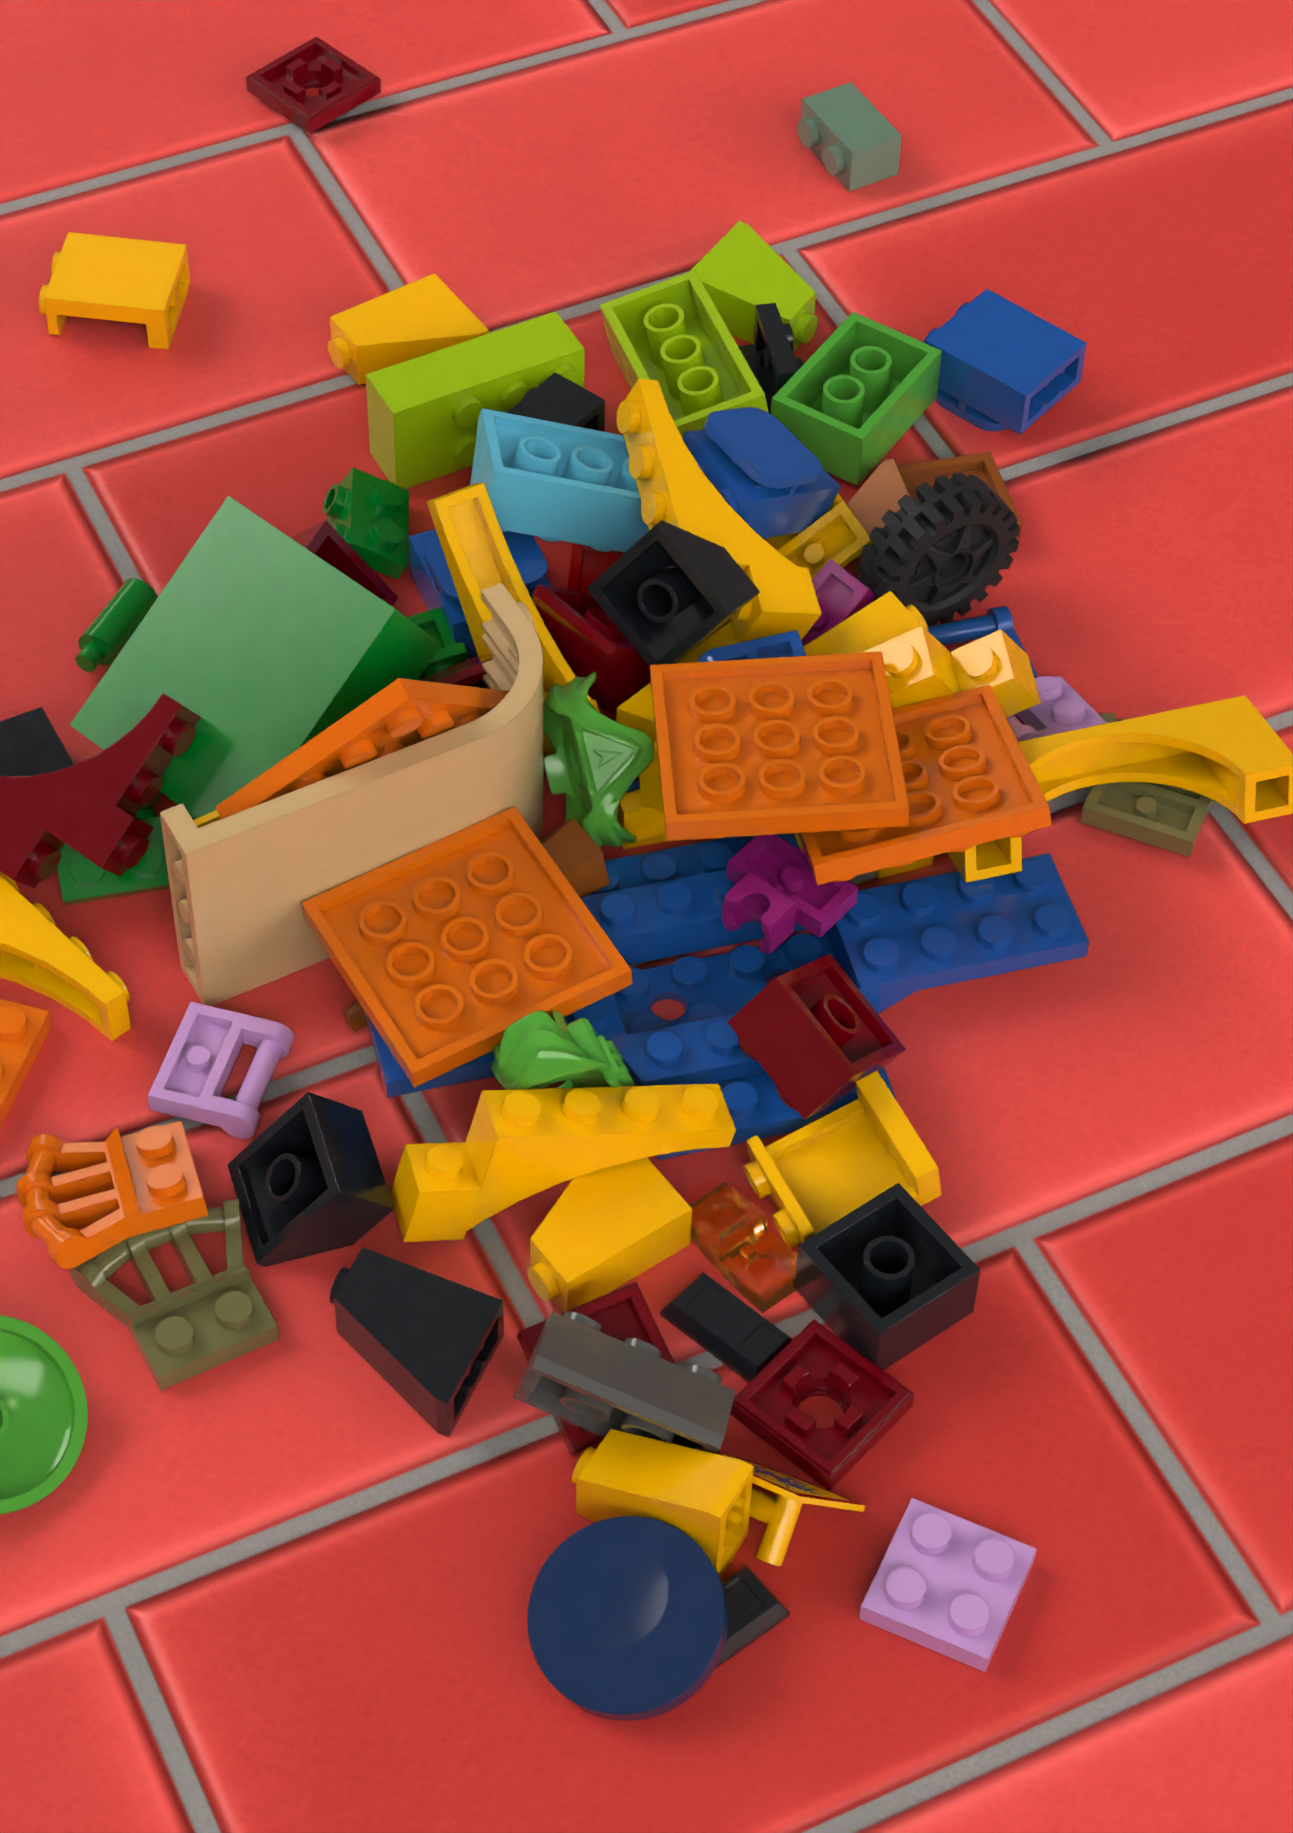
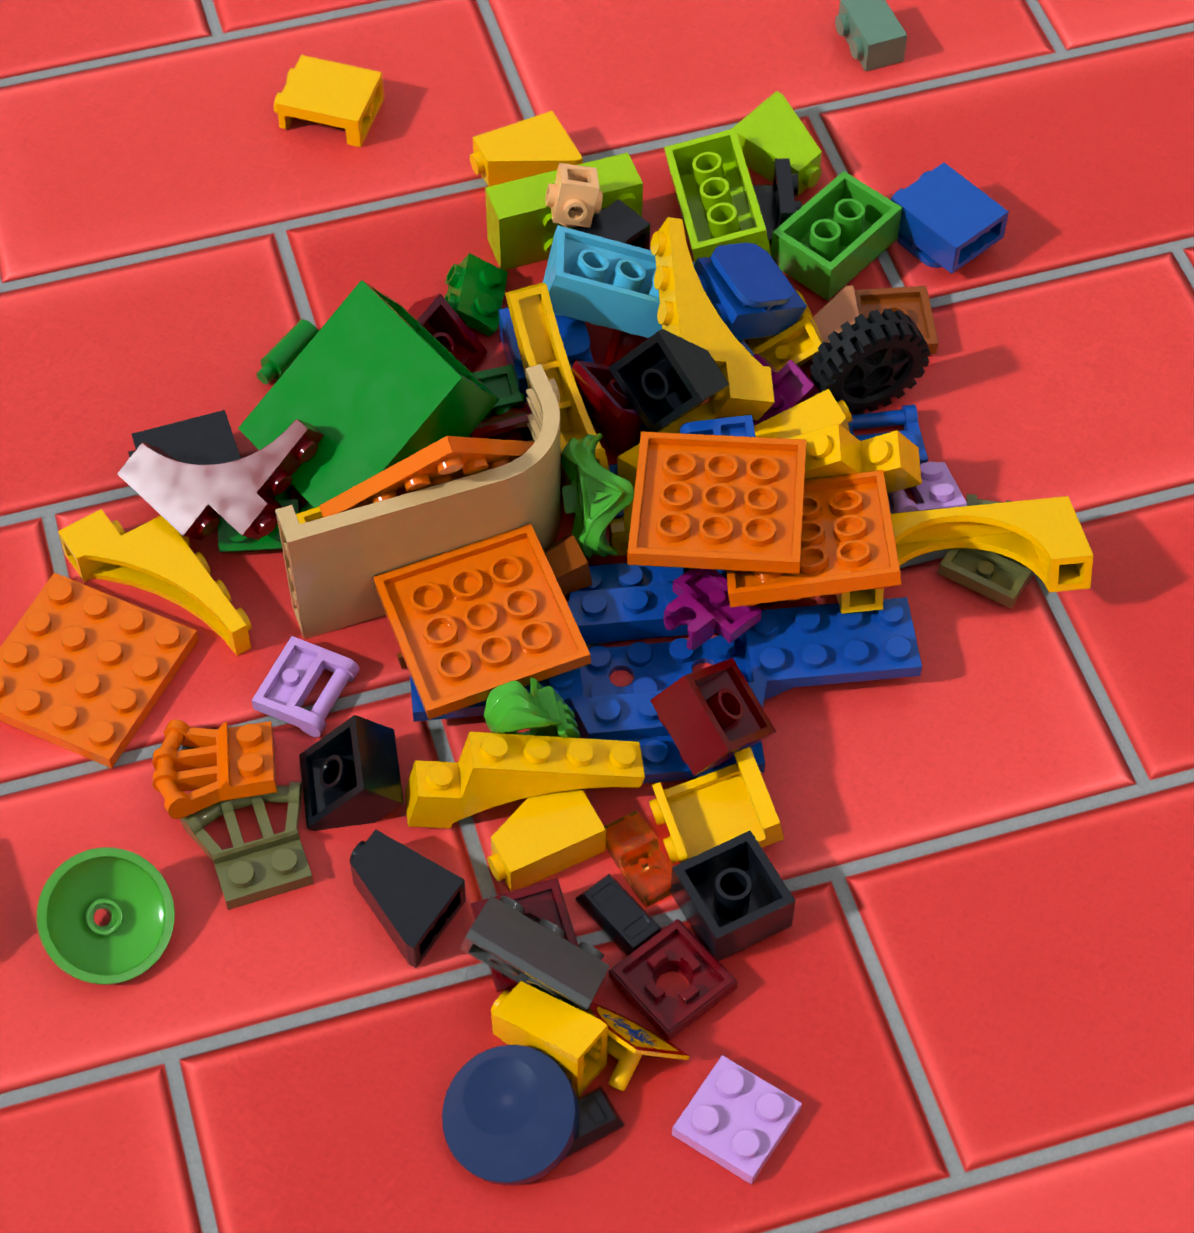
camera: 10 degrees right, 5 degrees up
(496, 369) = (574, 195): none -> light nougat brick

